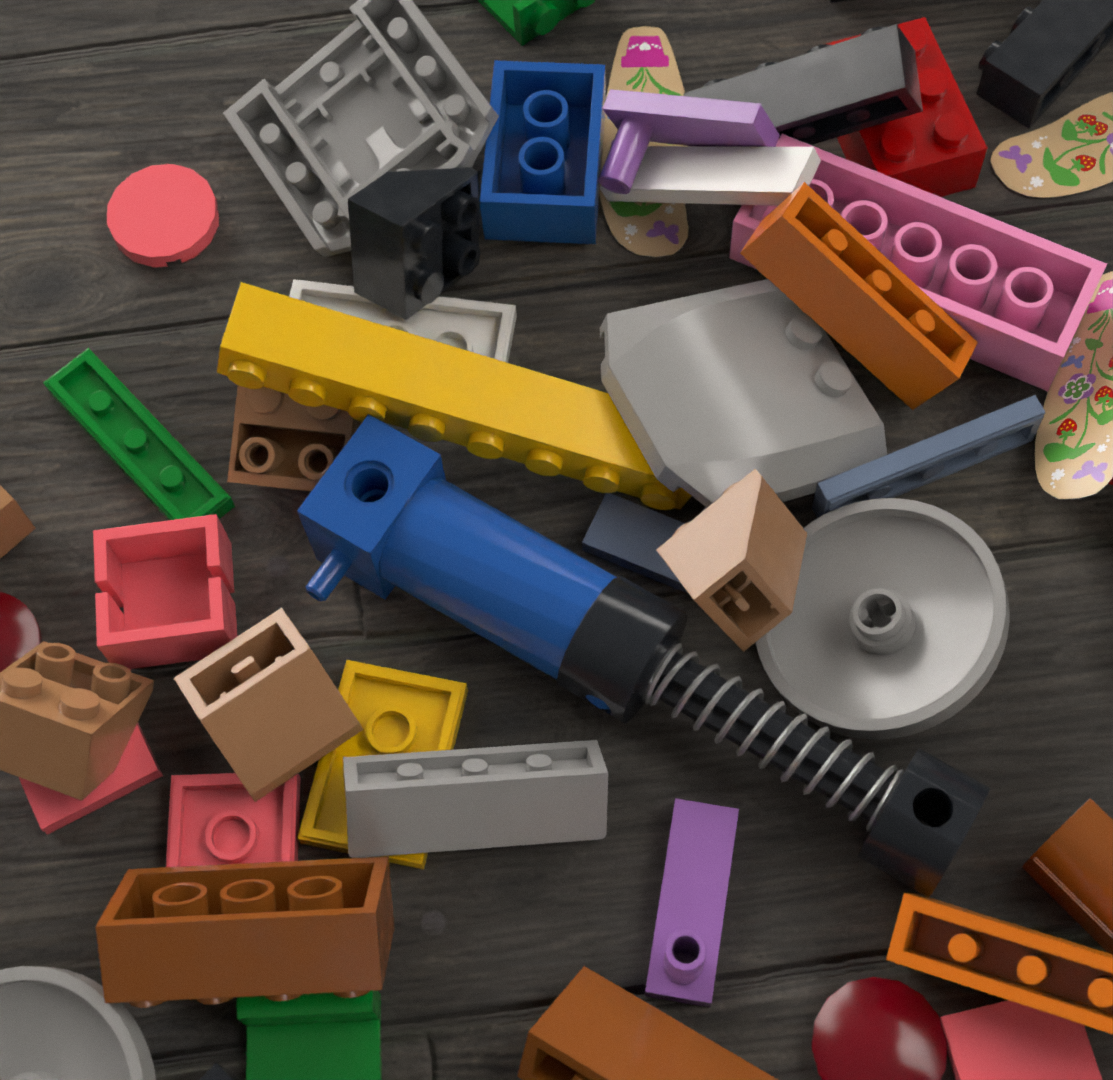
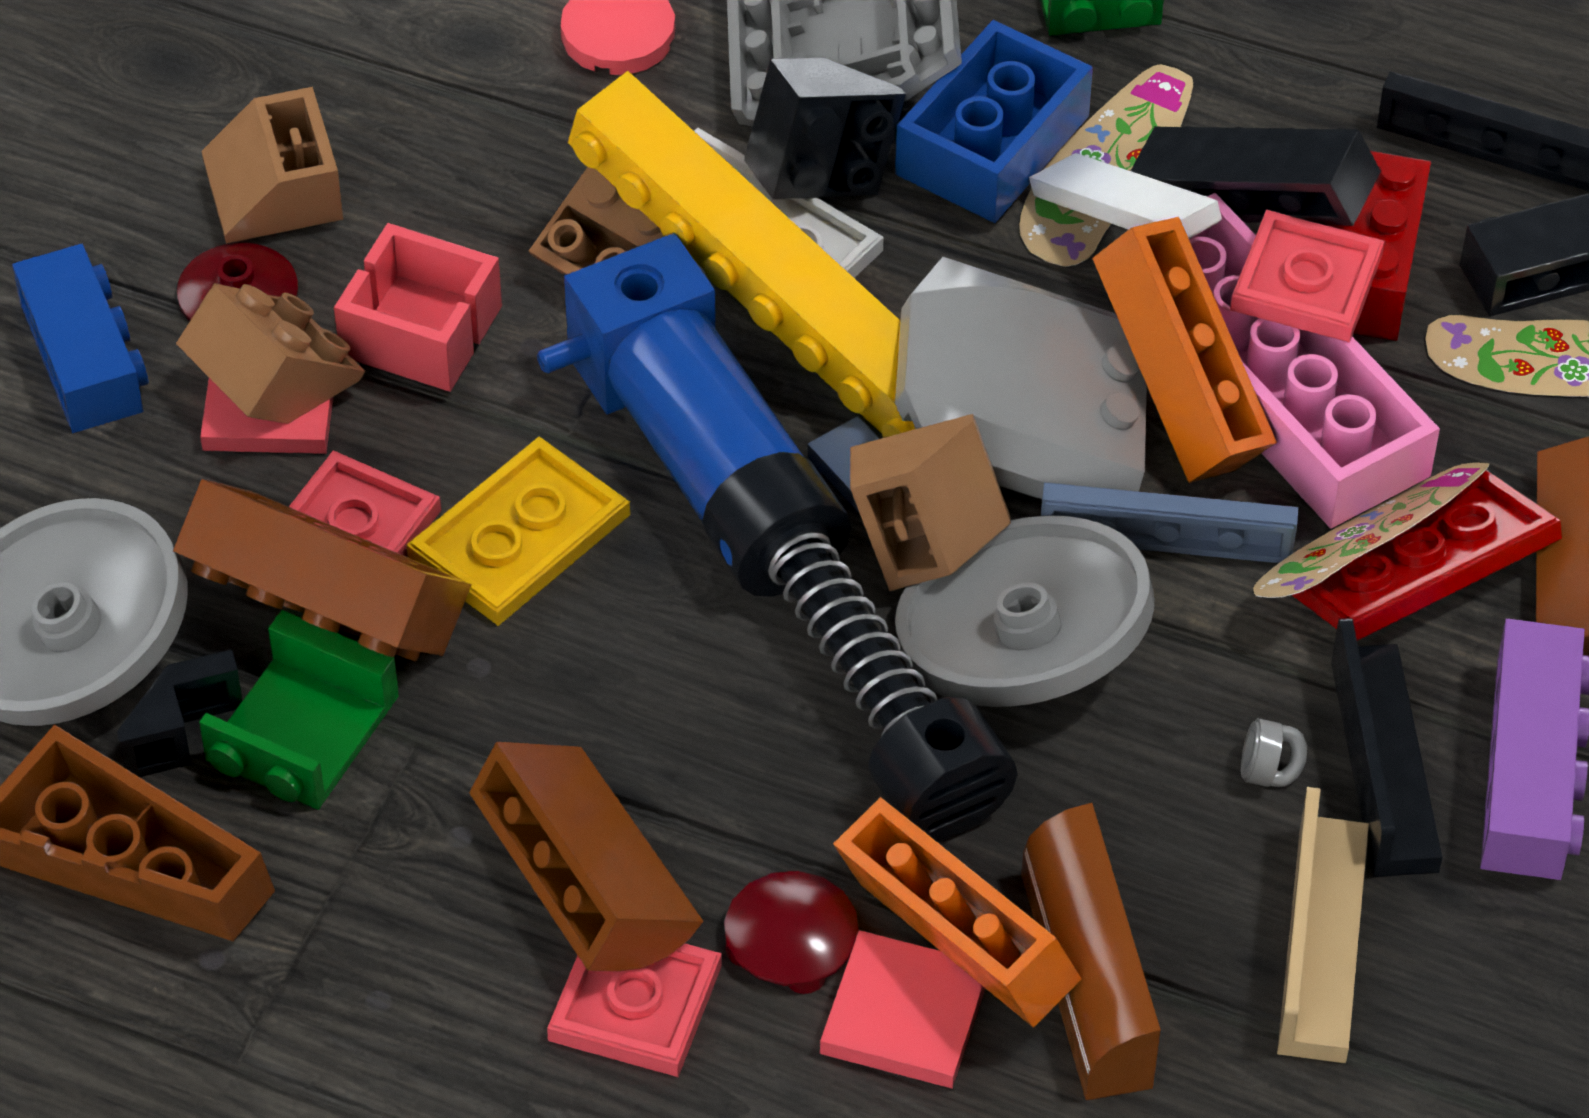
camera: 25 degrees right, 15 degrees down
(136, 440) = (473, 186): green tile -> none
(268, 704) = (447, 423): medium nougat slope -> none
(475, 798) = (573, 582): light grey panel -> none
(677, 121) = (1119, 138): medium lavender piece -> none
(692, 903) = (697, 763): medium lavender piece -> none
(912, 175) = (1307, 275): none -> coral tile

